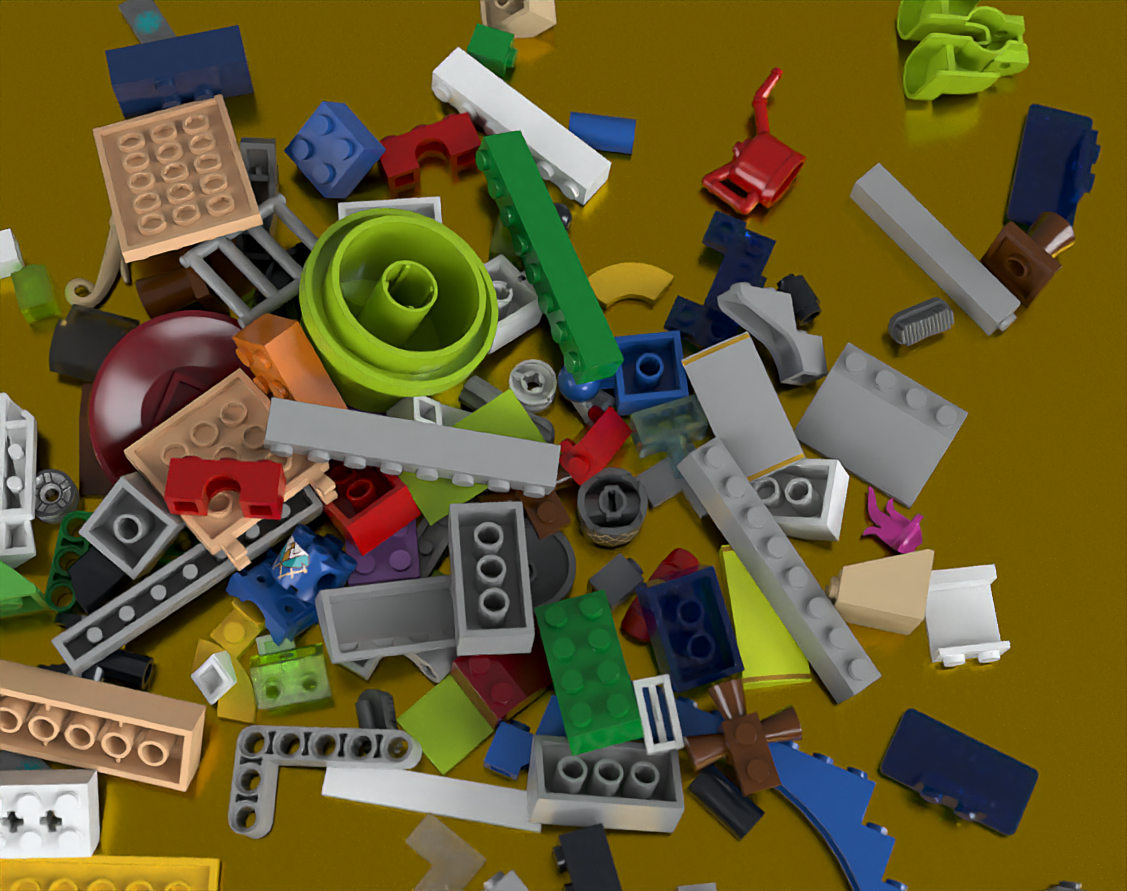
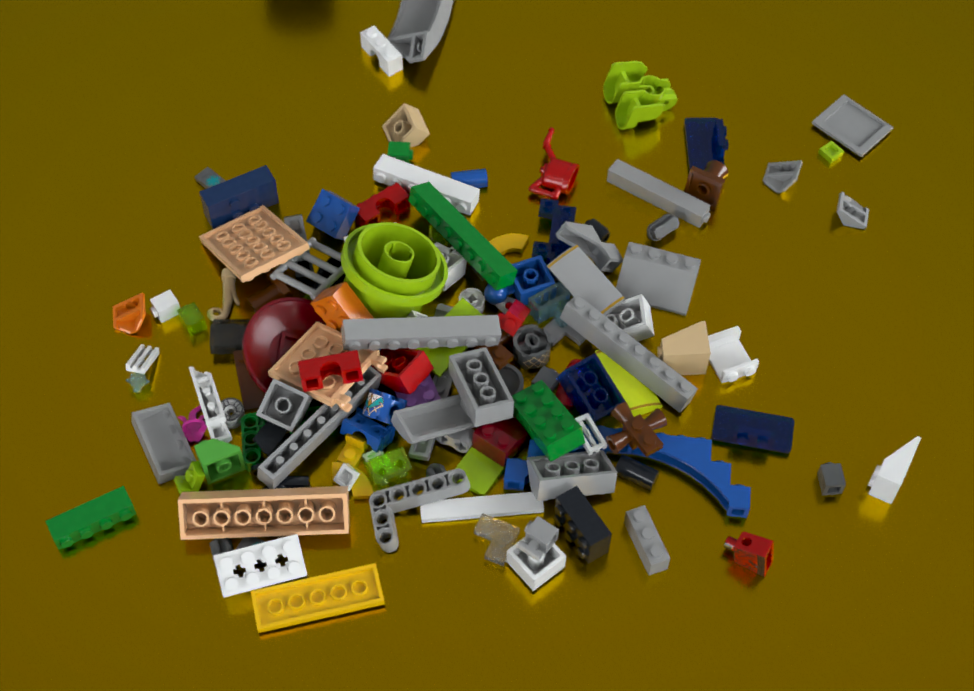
camera: 10 degrees left, 15 degrees down
(895, 528) = (678, 323): dark pink piece -> none

